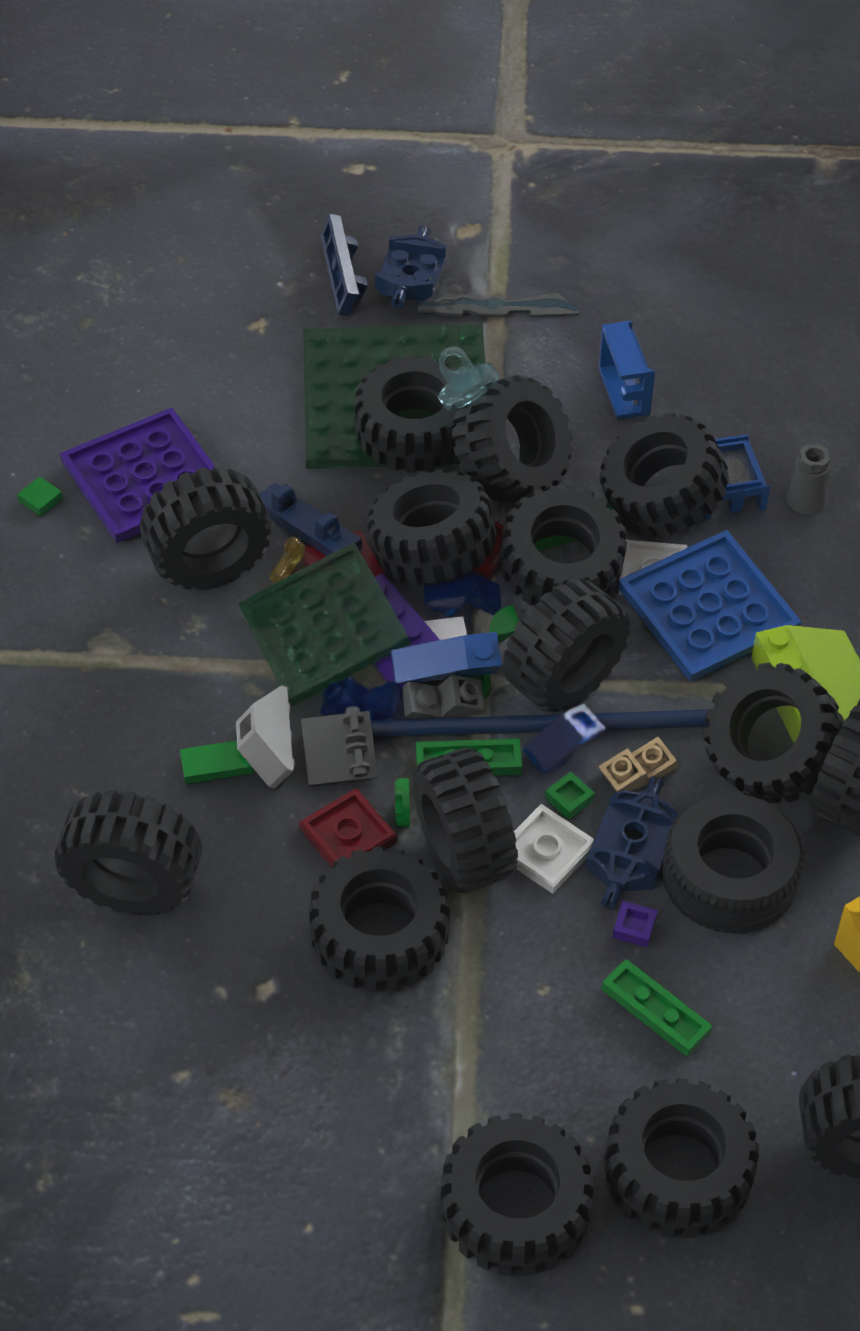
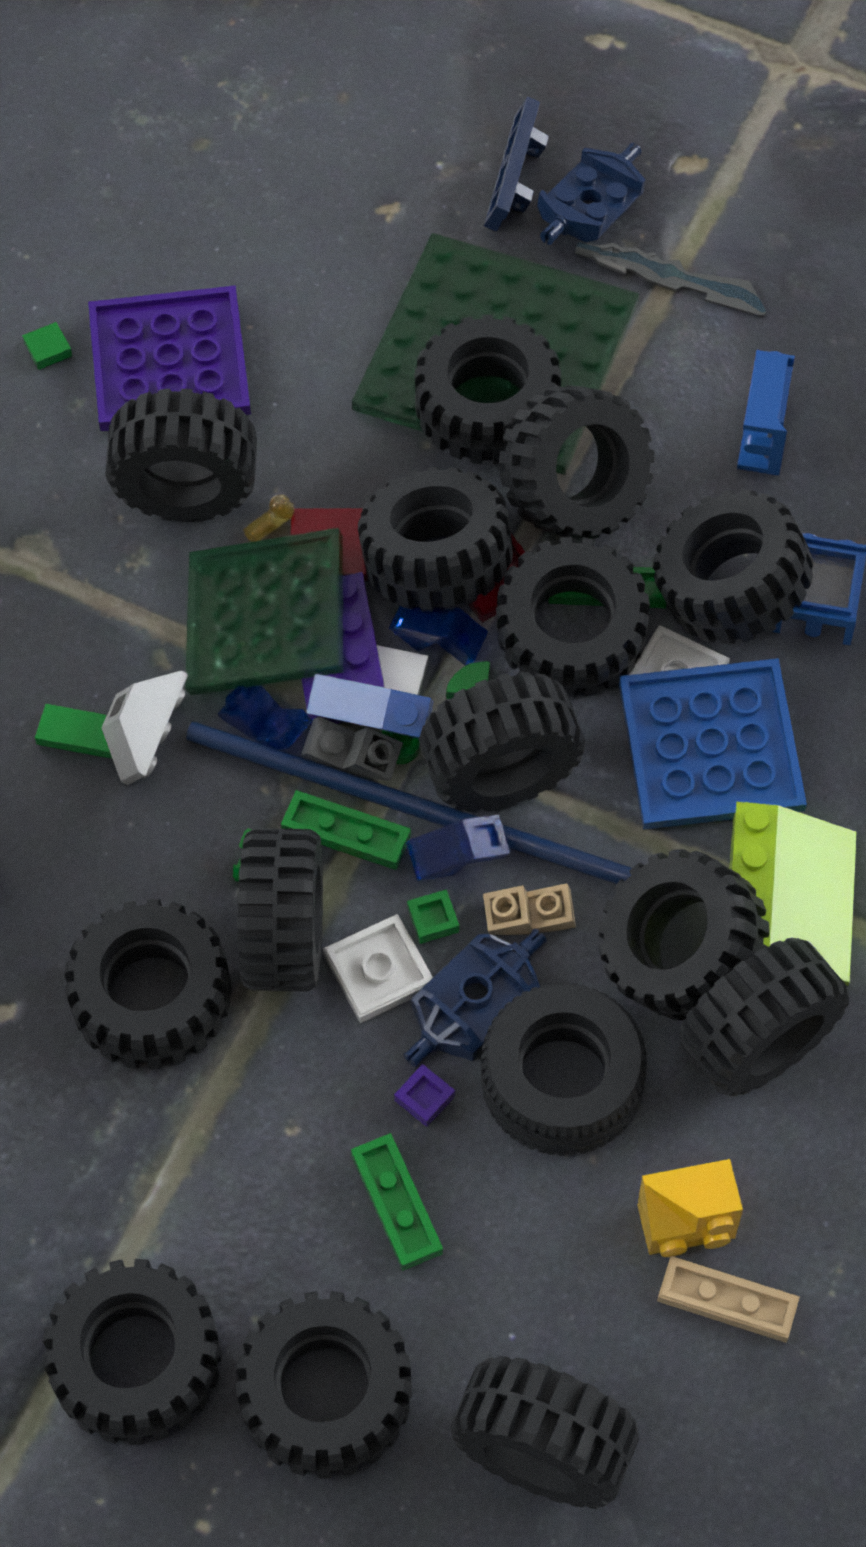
camera: 25 degrees right, 10 degrees up
(306, 522) = (312, 477): dark blue hinge -> none
(339, 747) = (211, 765): dark grey hinge -> none
(346, 827) = (177, 864): dark red tile -> none
(466, 382) = (539, 378): clear light blue tile -> none

